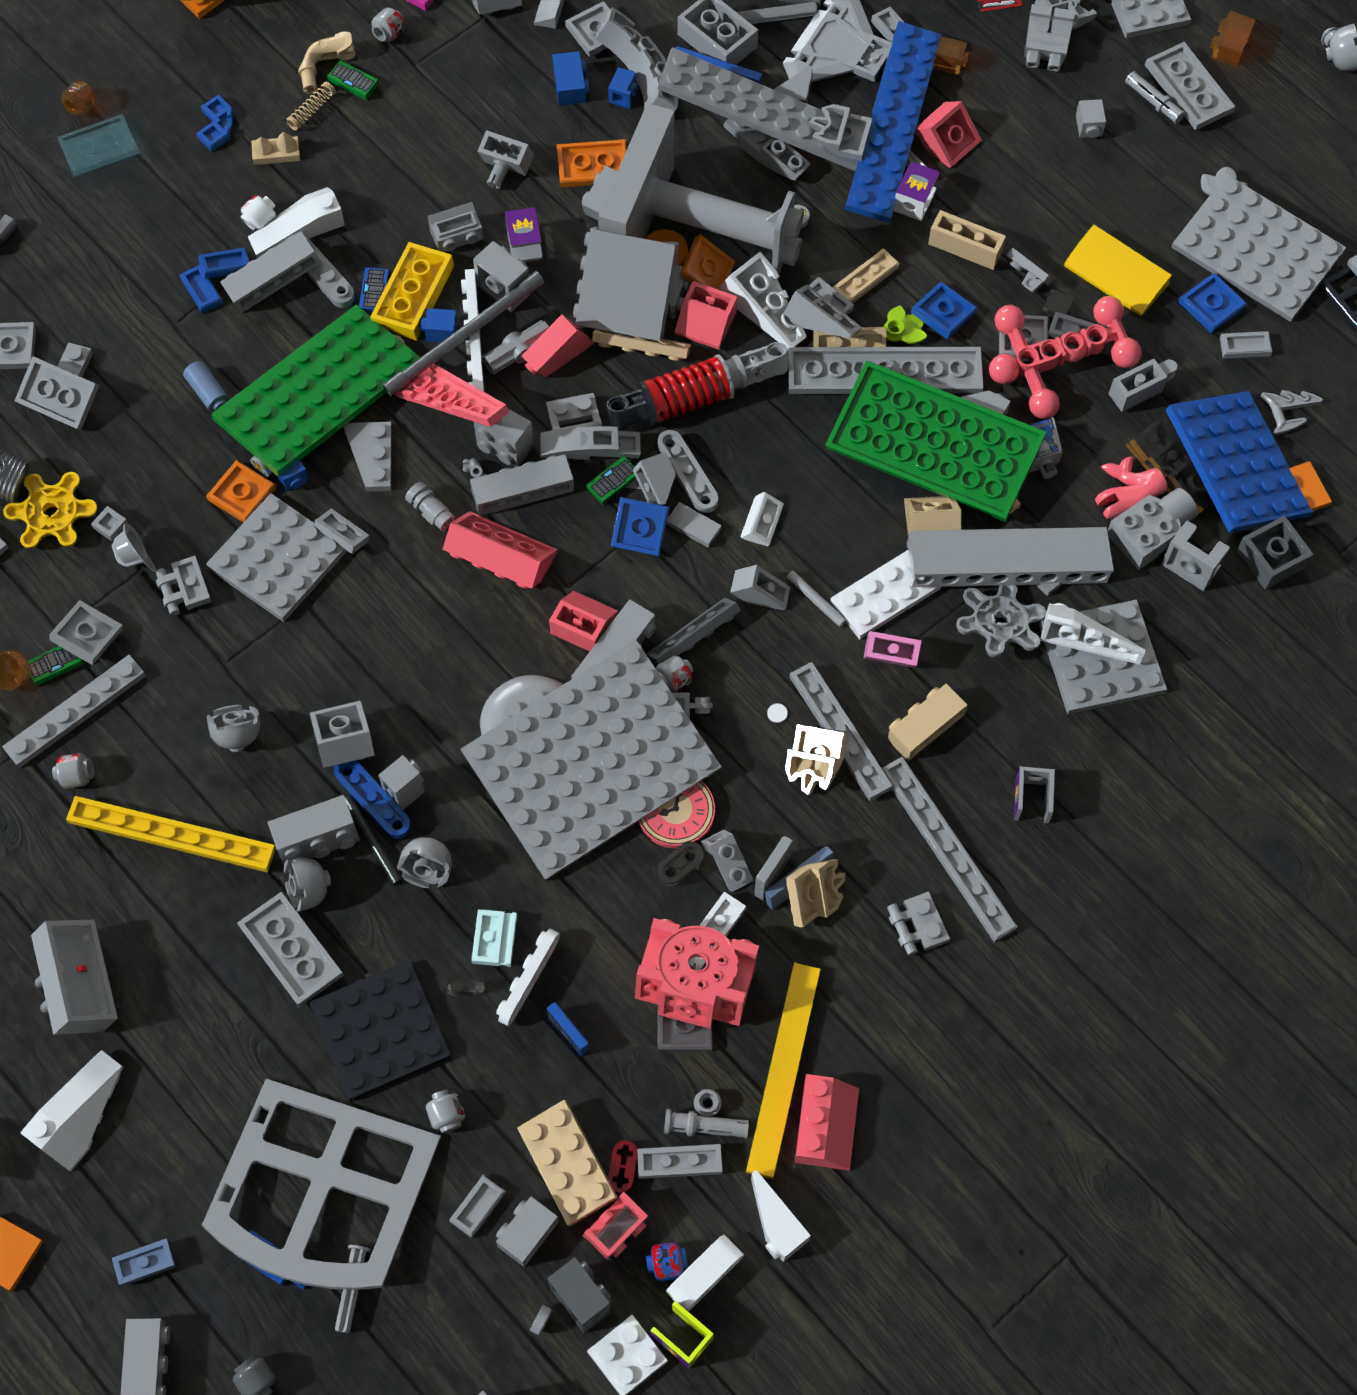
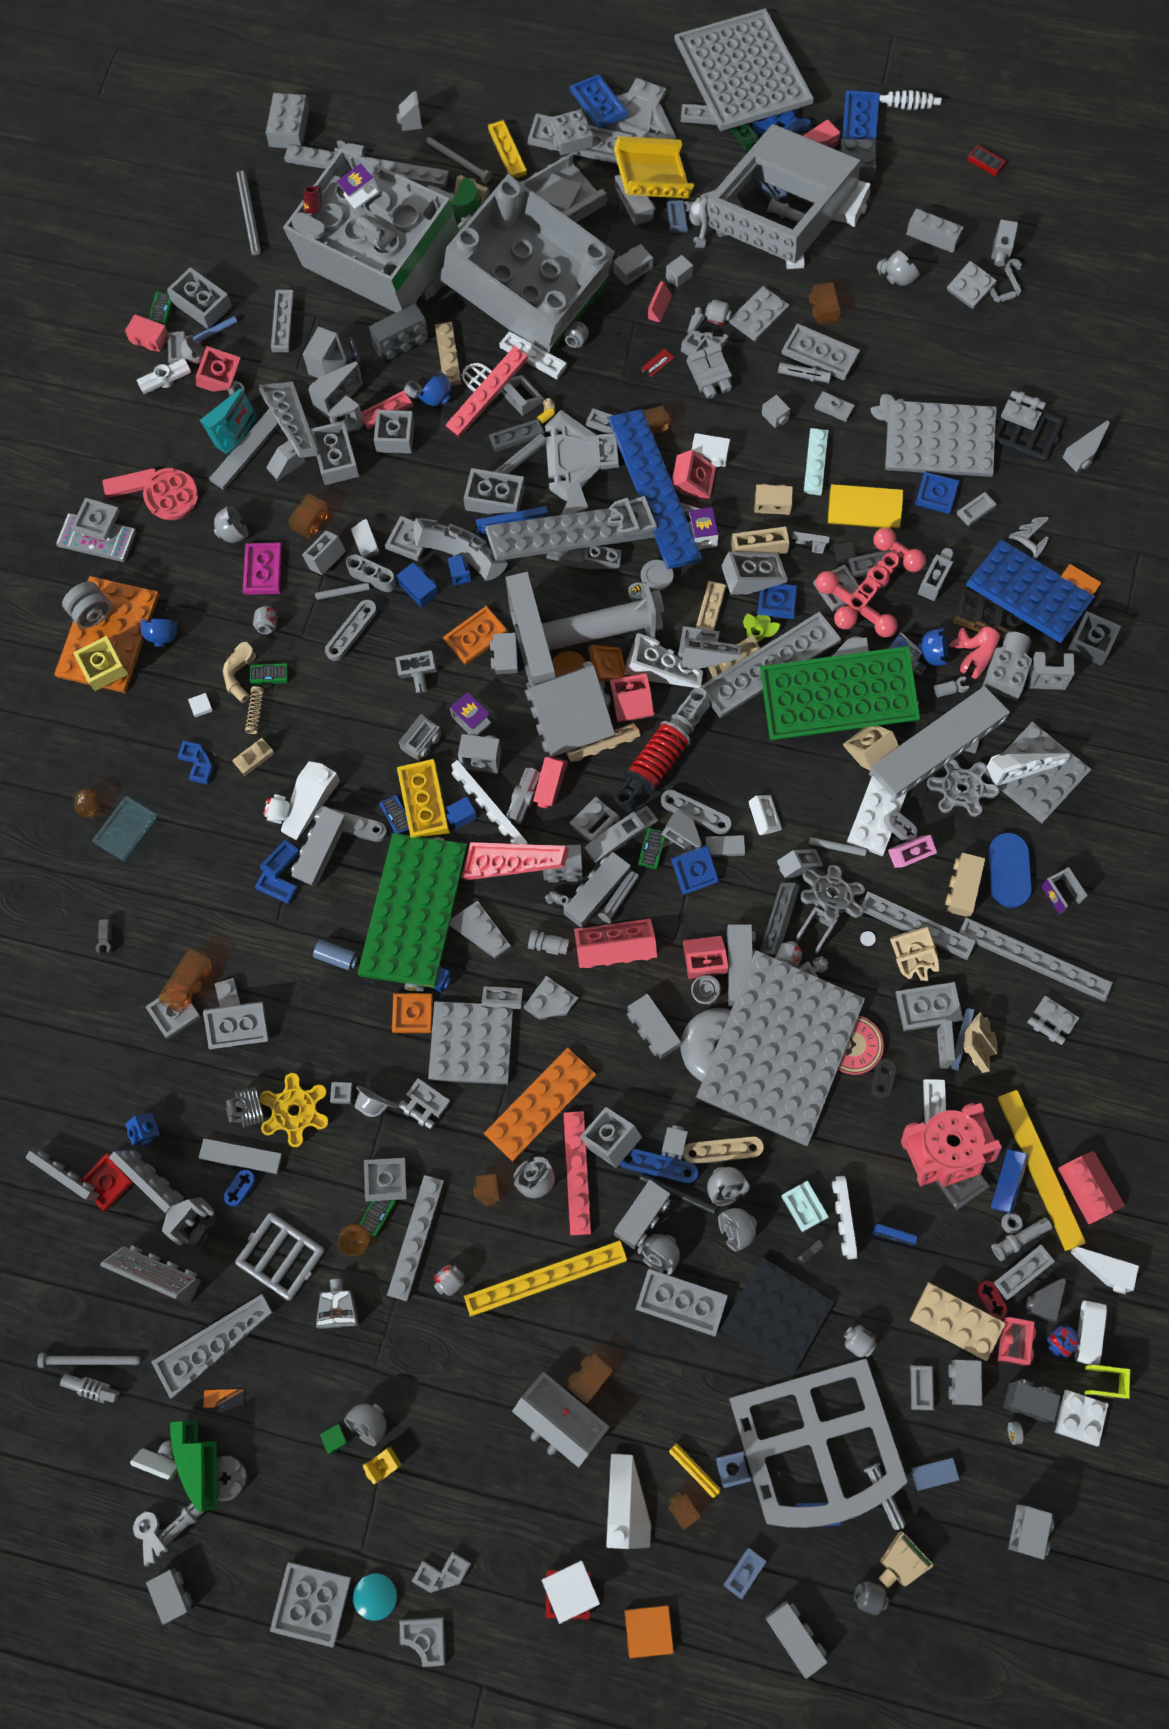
camera: 30 degrees left, 5 degrees up
(40, 321) = (185, 981): none -> clear orange brick
(129, 1156) = (683, 1510): none -> clear orange brick
(137, 960) = (589, 1378): none -> clear orange brick
(173, 1126) = (694, 1470): none -> yellow axle
(180, 708) = (487, 1189): none -> clear orange brick
(212, 1136) = (742, 1475): none -> sand blue piece
(262, 71) = (200, 705): none -> white tile
(281, 755) = (577, 1174): none -> coral plate
(299, 661) = (540, 1104): none -> orange plate
(316, 1366) = (903, 1562): none -> tan torso
(389, 566) = (550, 1000): none -> light grey plate
(402, 378) = (466, 865): dark grey piece -> none
(406, 911) = (738, 1227): none -> light grey cylinder
(421, 1303) = (934, 1474): none -> sand blue tile
(452, 826) = (723, 1150): none -> tan plate
(467, 84) = (350, 630): none -> light grey plate
(474, 656) = (653, 1026): none -> light grey brick
(488, 42) = (342, 591): none -> light grey piece
(530, 40) = (365, 567): none -> light grey beam
(540, 506) = (619, 896): none -> light grey axle
(558, 653) = (706, 989): none -> light grey hair
(681, 1206) = (1046, 1301): none -> flat silver slope
(721, 653) = (817, 913): none -> light grey piece
(728, 859) = (910, 1054): light grey bracket -> none
(737, 1057) = (1009, 1181): none -> blue tile
(779, 629) = (832, 883): none -> light grey plate
(783, 814) = (928, 1006): none -> light grey plate
(829, 213) = (656, 575): none -> light grey piece
(905, 615) = (901, 824): none -> light grey beam
(937, 264) = (752, 571): none -> light grey slope
(989, 117) = (712, 448): none -> white brick
(990, 739) = (1009, 870): none -> blue tile
(1018, 205) = (773, 499): none -> tan brick
(1071, 511) = (950, 687): none -> light grey bar
(1083, 457) = (935, 647): none -> blue cylinder
(1098, 195) = (815, 461): none -> light aqua plate
(1162, 150) = (834, 406): none -> light grey plate

